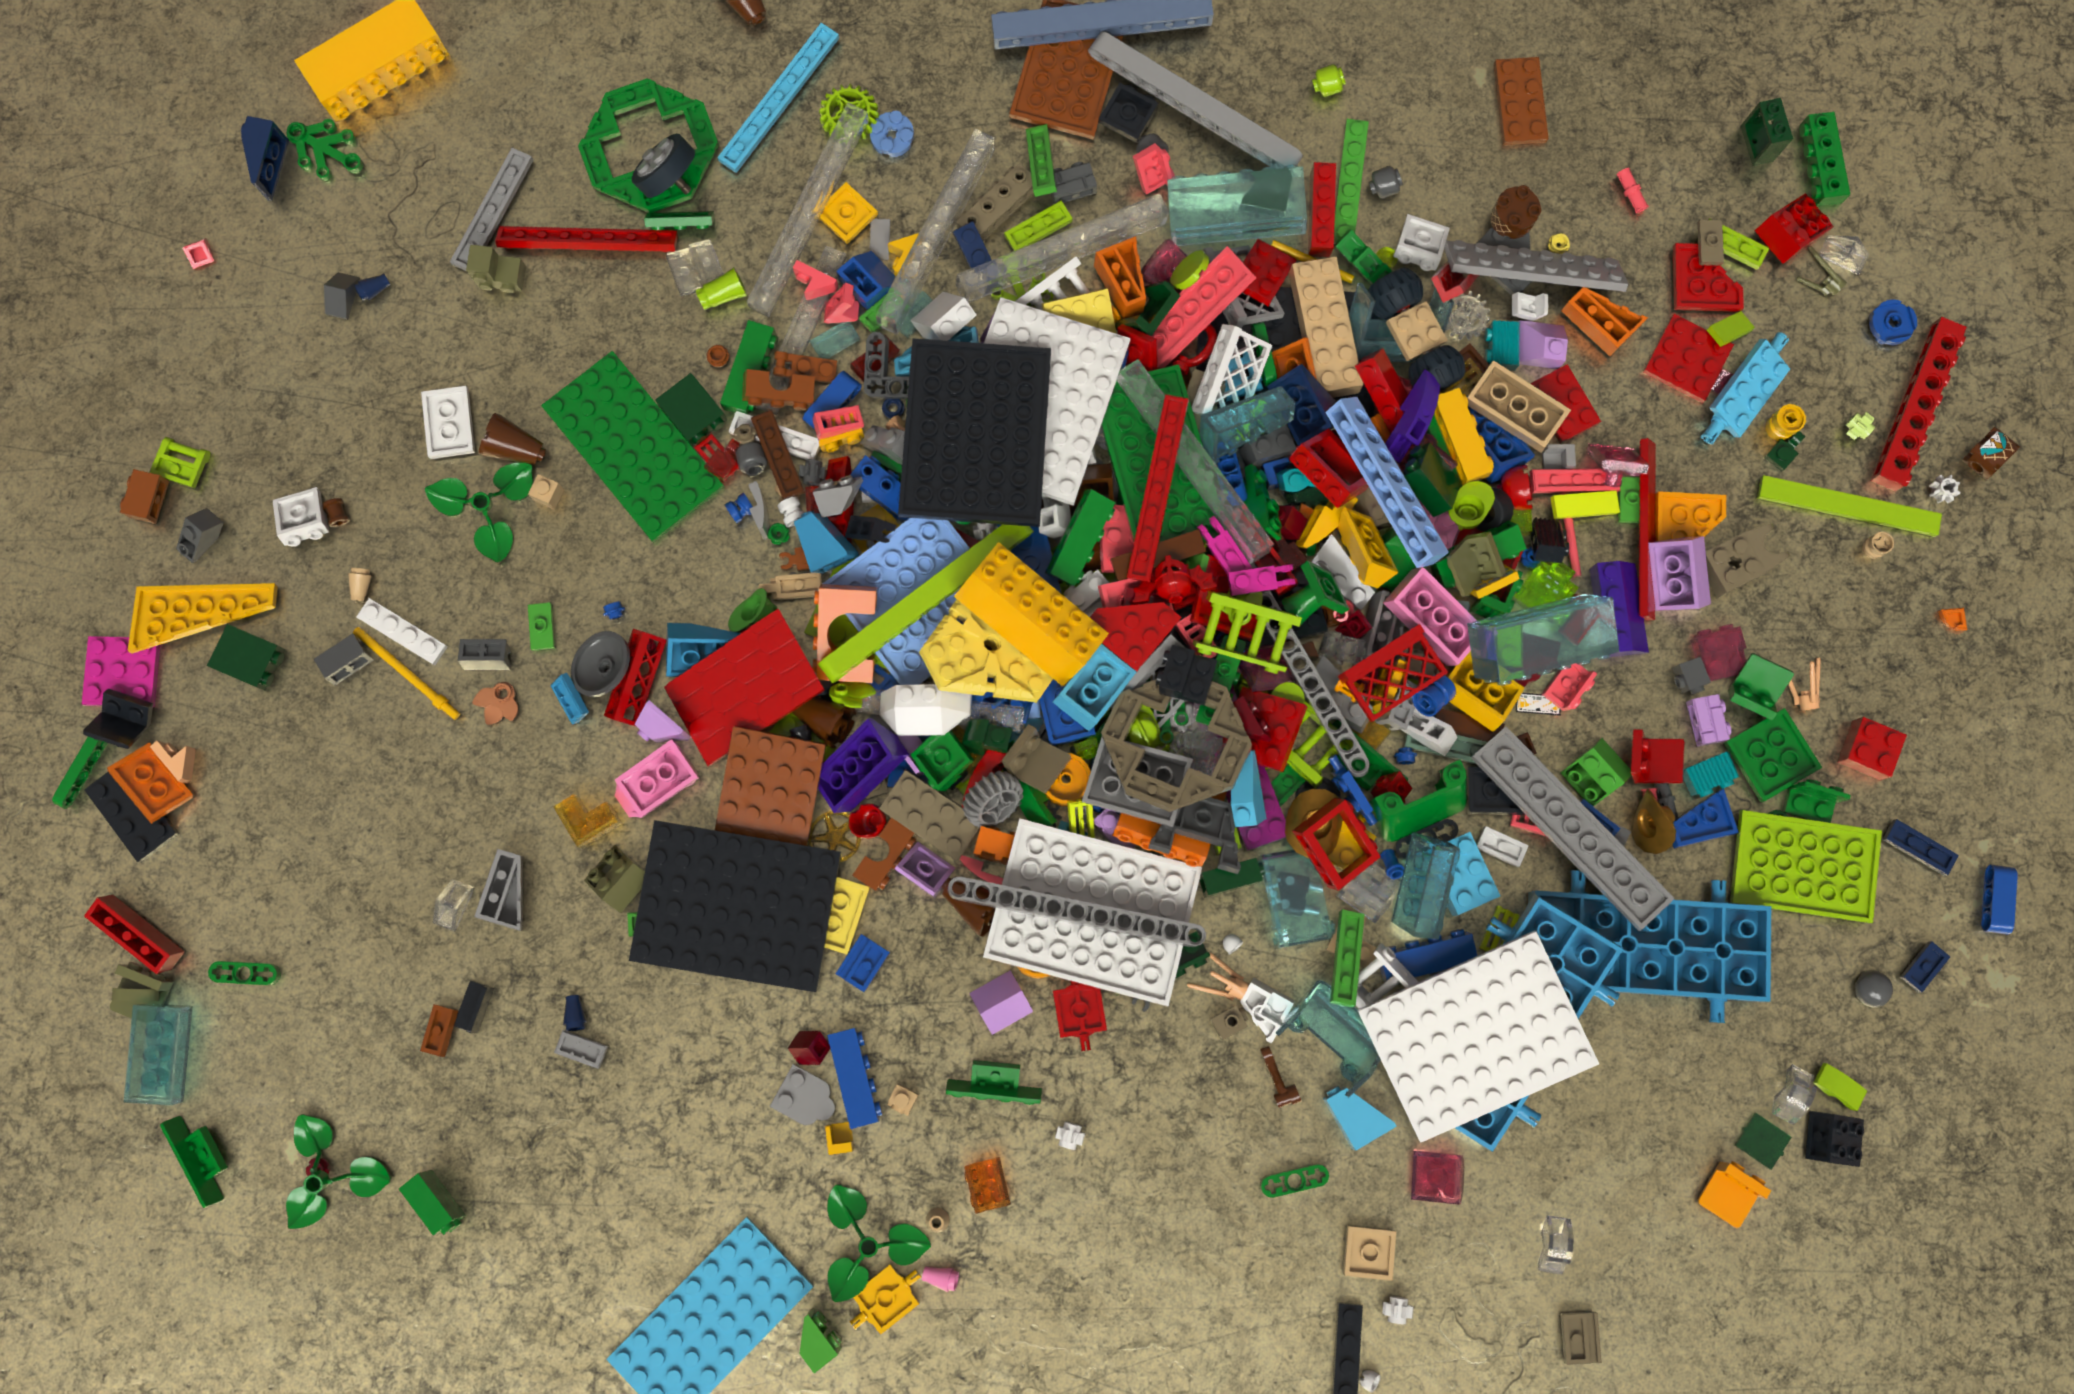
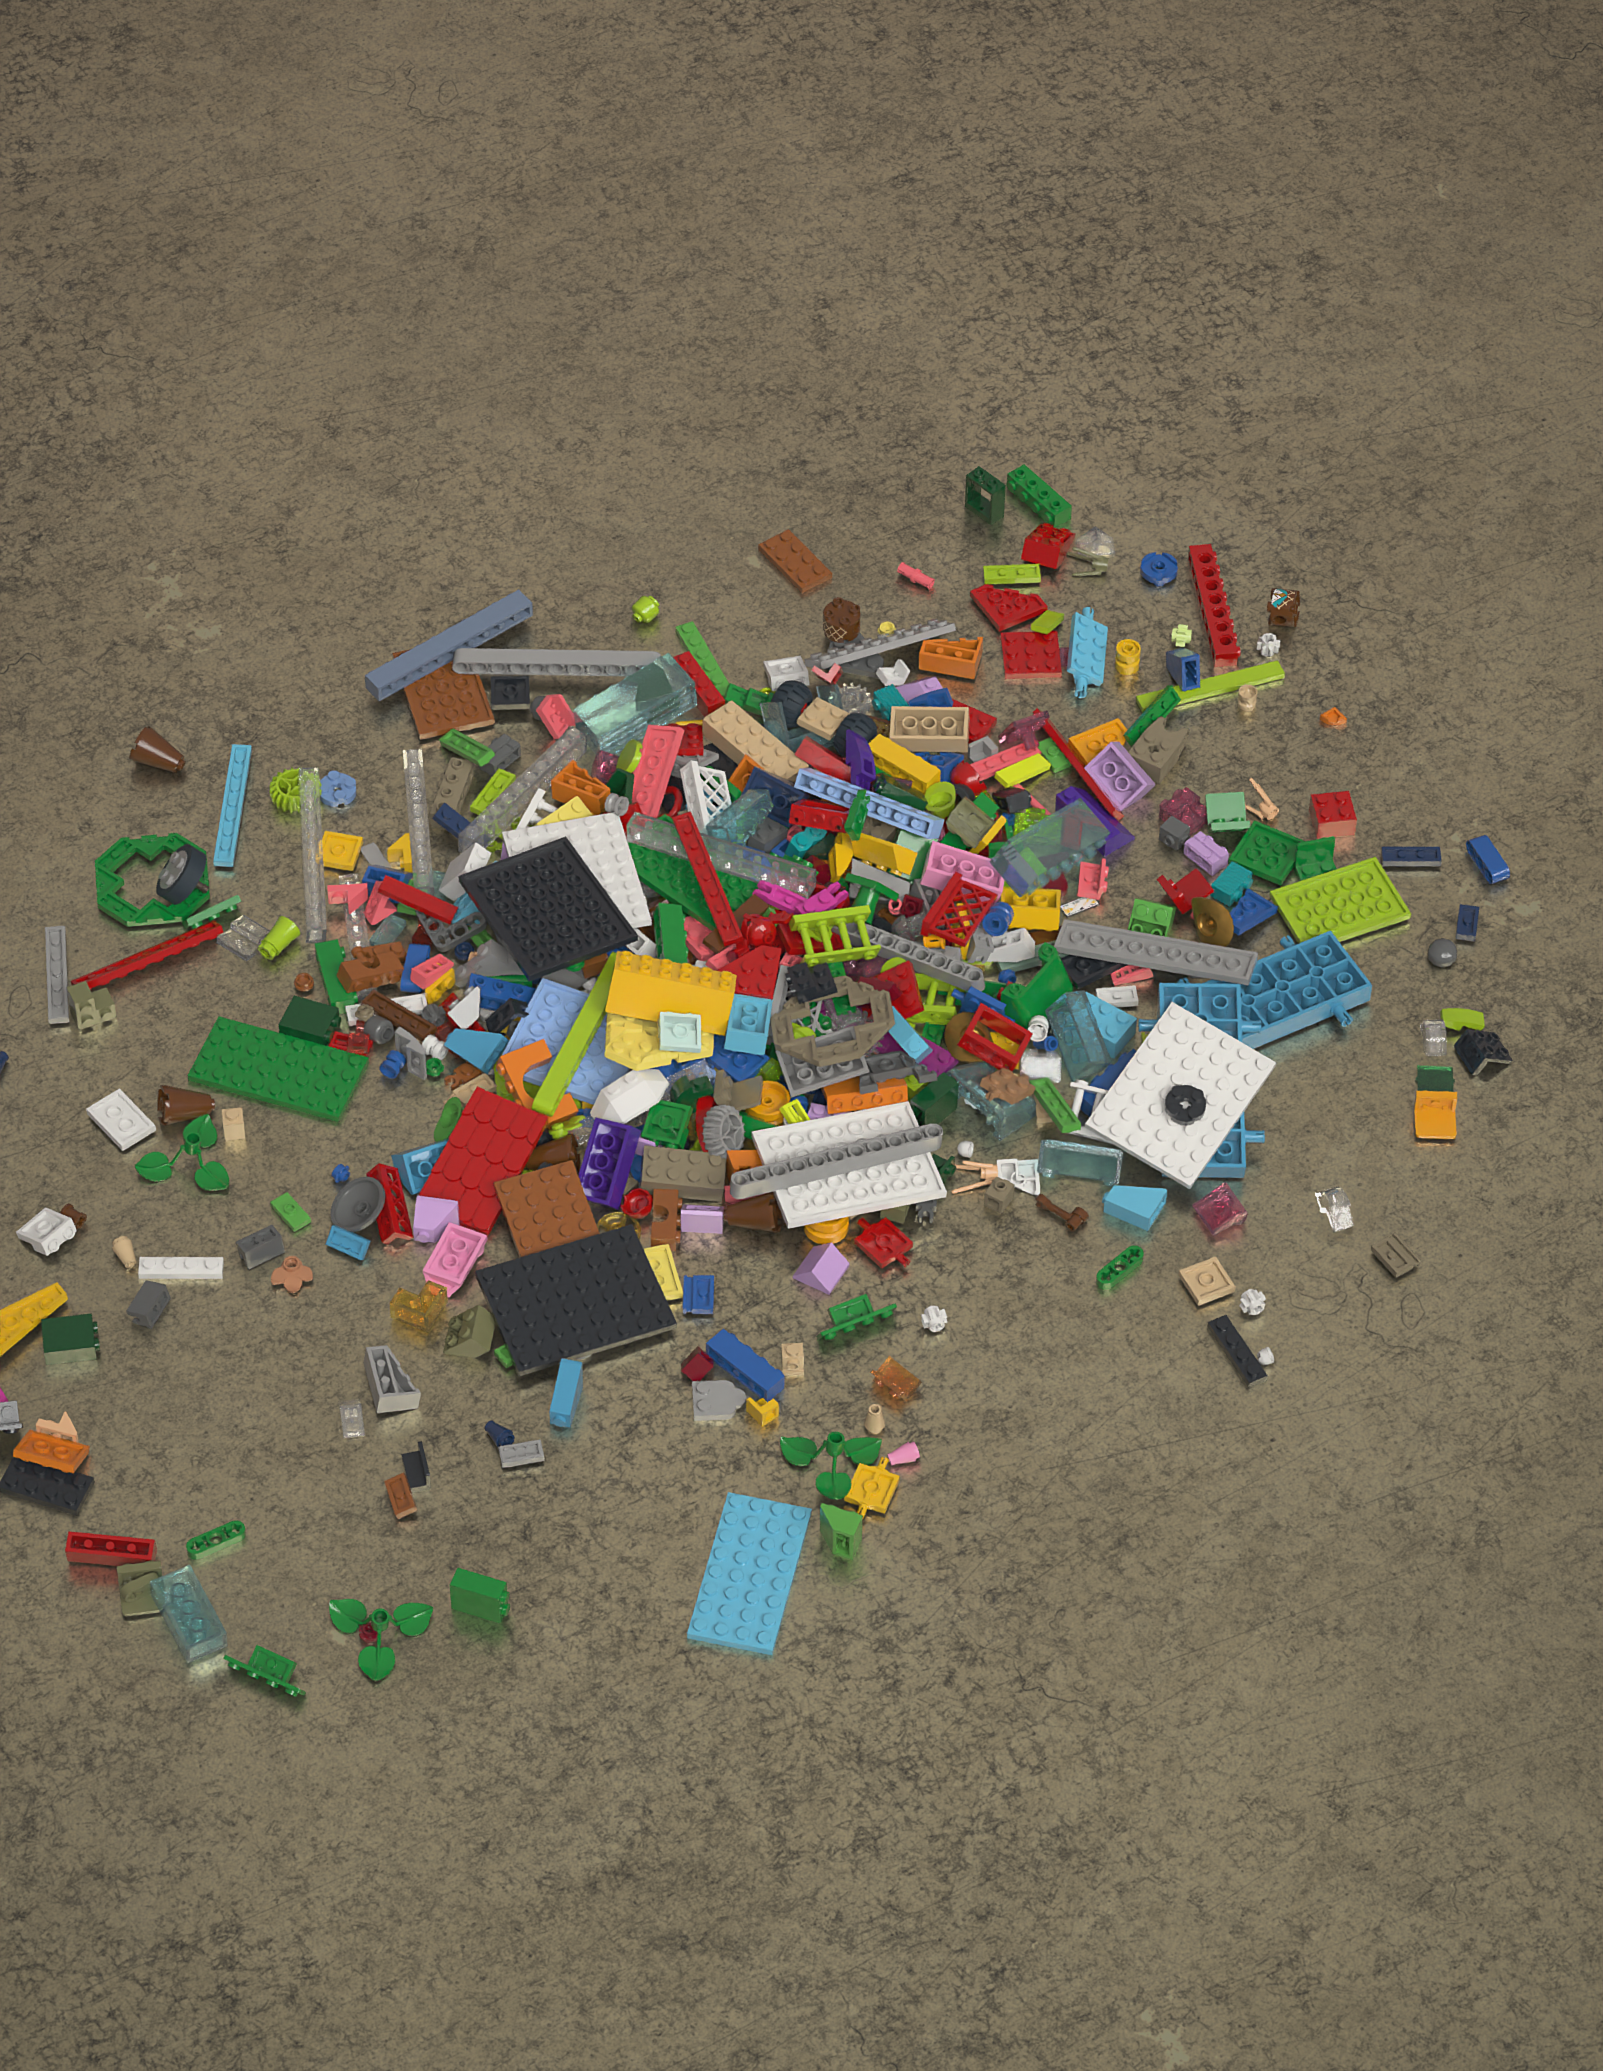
camera: 30 degrees left, 30 degrees down
(438, 700) = (244, 1295): yellow bar -> none
(659, 1012) = (566, 1393): none -> dark azure slope
(871, 330) = (417, 899): none -> red tile
(1008, 670) = (679, 1032): none -> light aqua plate
(1132, 332) = (616, 804): none -> light grey wheel
(1311, 910) = (1007, 1086): none -> medium nougat plate
(1359, 499) = (857, 815): none -> green plate
(1385, 182) = (733, 649): dark grey head -> none
(1392, 848) = (1039, 1032): none -> white wheel
(1471, 1045) = (1189, 1094): none -> black plate
(1538, 366) = (935, 698): none -> blue slope
(1710, 242) = (994, 578): dark tan plate -> none
(1762, 515) = (1159, 707): none -> green tile
(1783, 452) = (1140, 678): dark green plate -> none
(1835, 472) = (1184, 668): none -> blue slope

